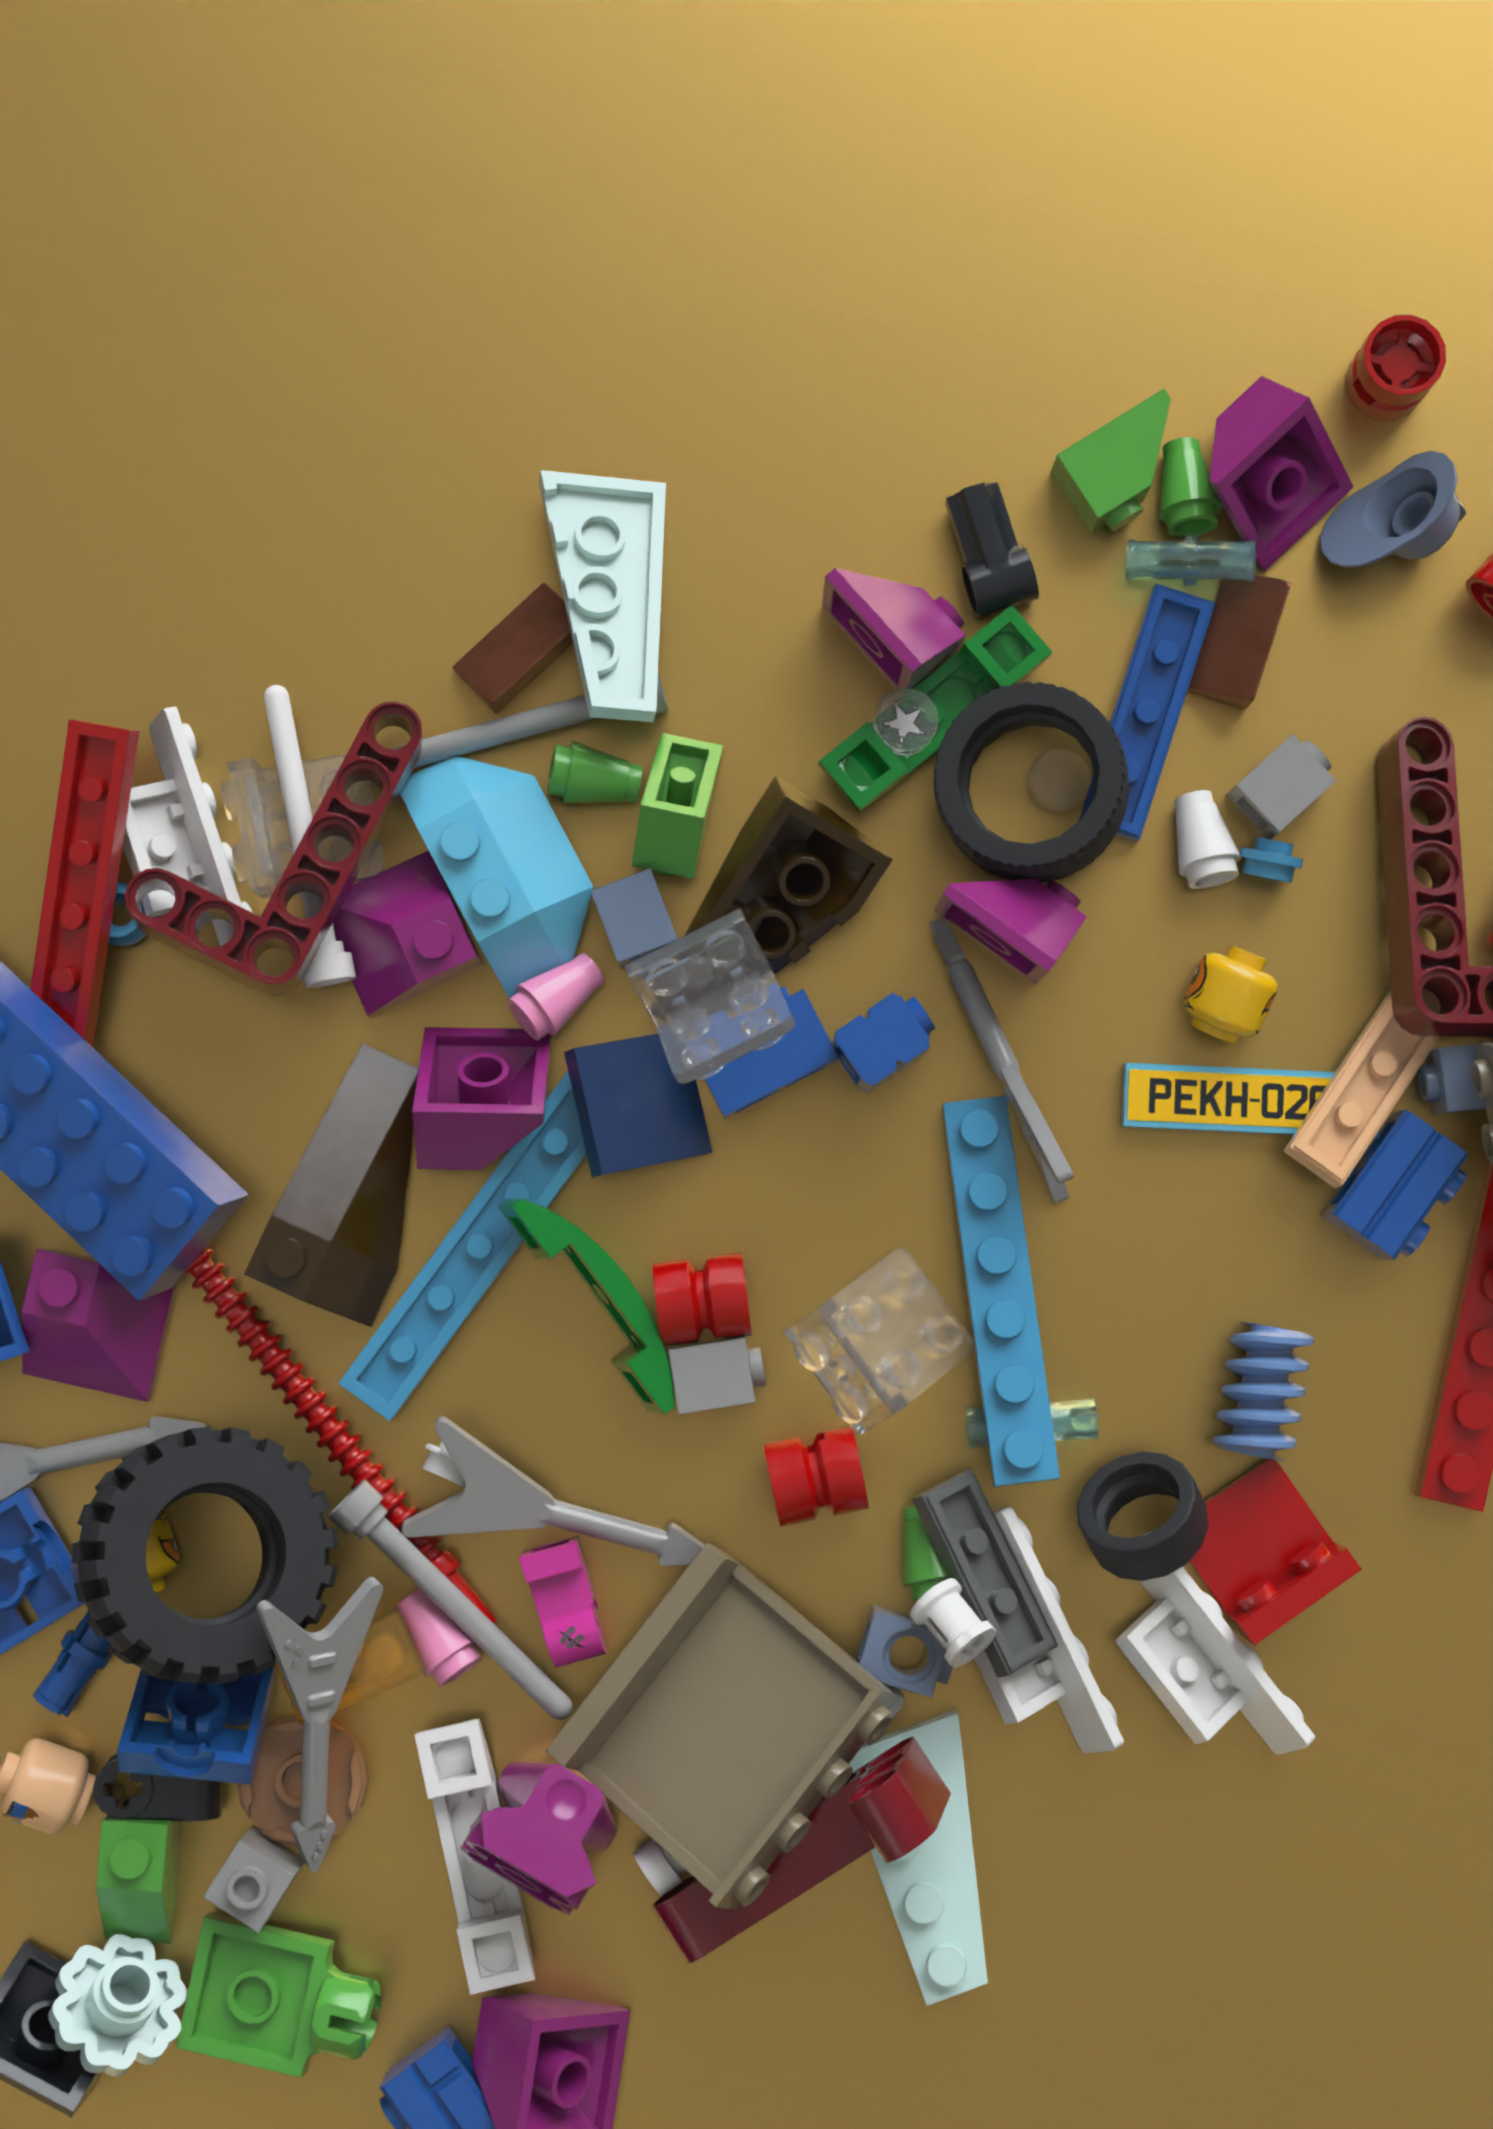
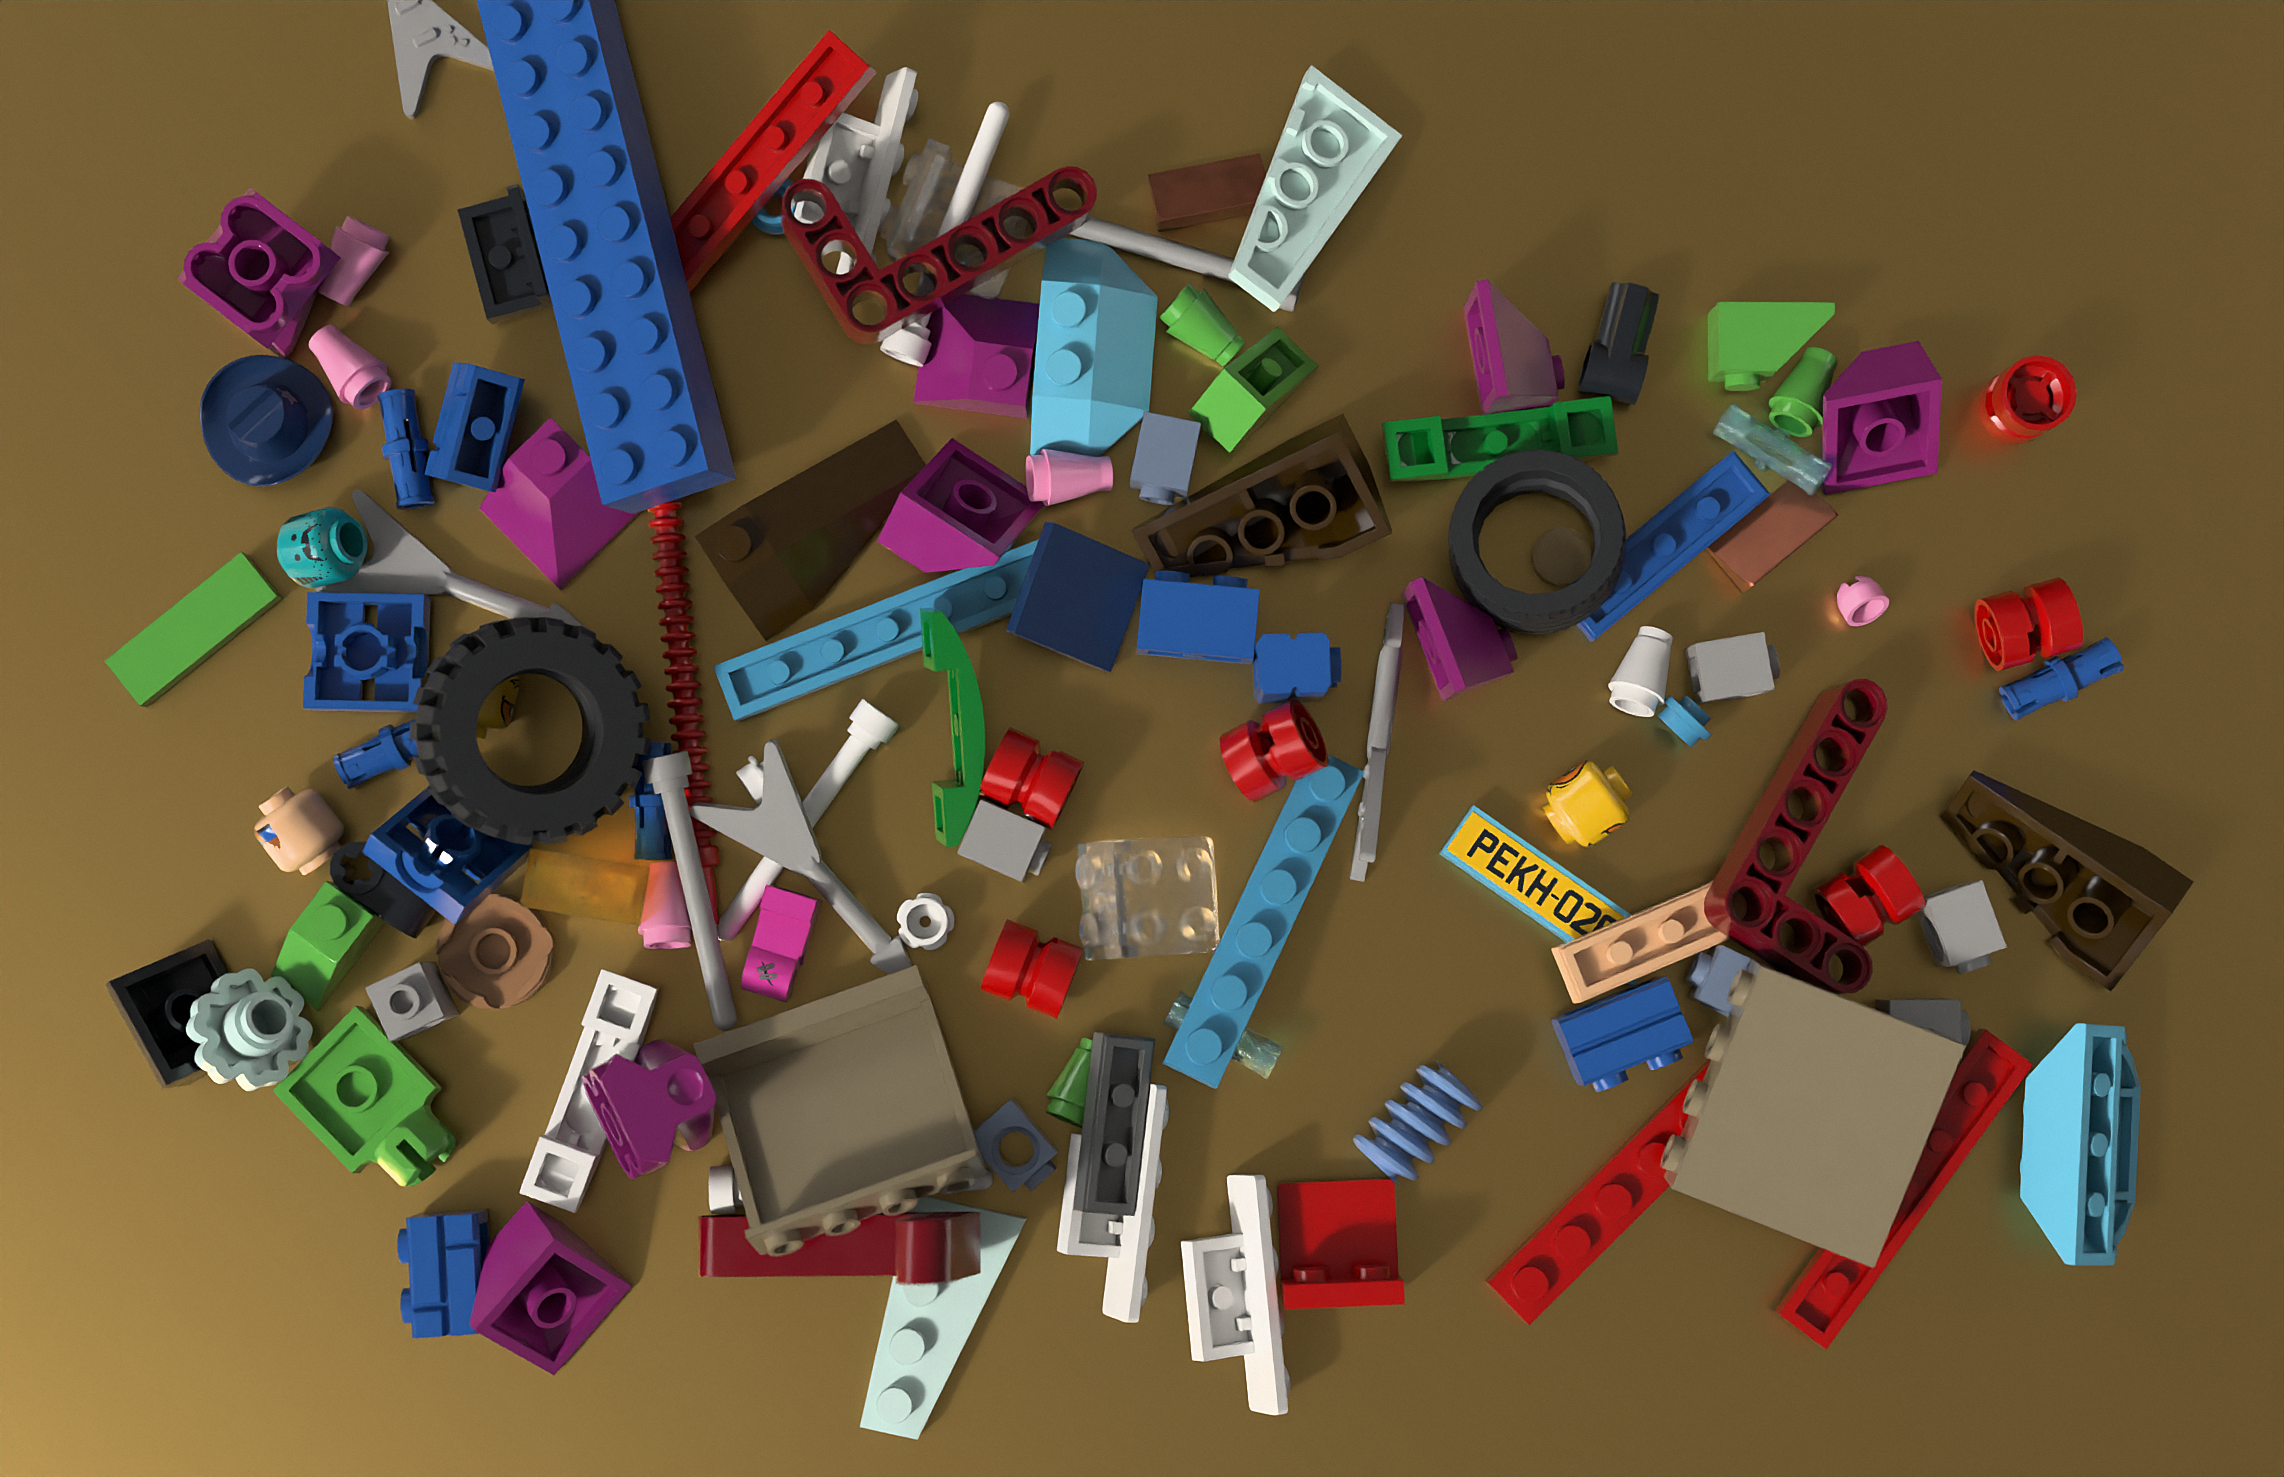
camera: 30 degrees right, 0 degrees up
(317, 1674) = (556, 874): light grey piece -> none
(365, 1556) = (651, 825): none -> blue pin
(521, 1351) = (867, 731): none -> white piece
(684, 1512) = (941, 921): none -> white plate
(711, 997) = (1184, 549): clear bracket -> none
(906, 721) = (1471, 434): clear tile -> none
(907, 1137) = (1268, 752): none -> red wheel
(953, 1622) = (1064, 1144): white bush -> none
(1160, 1550) = (1263, 1190): black tyre -> none
(1361, 648) = (1861, 601): none -> bright pink hinge
(1400, 514) = (1956, 515): sand blue piece -> none

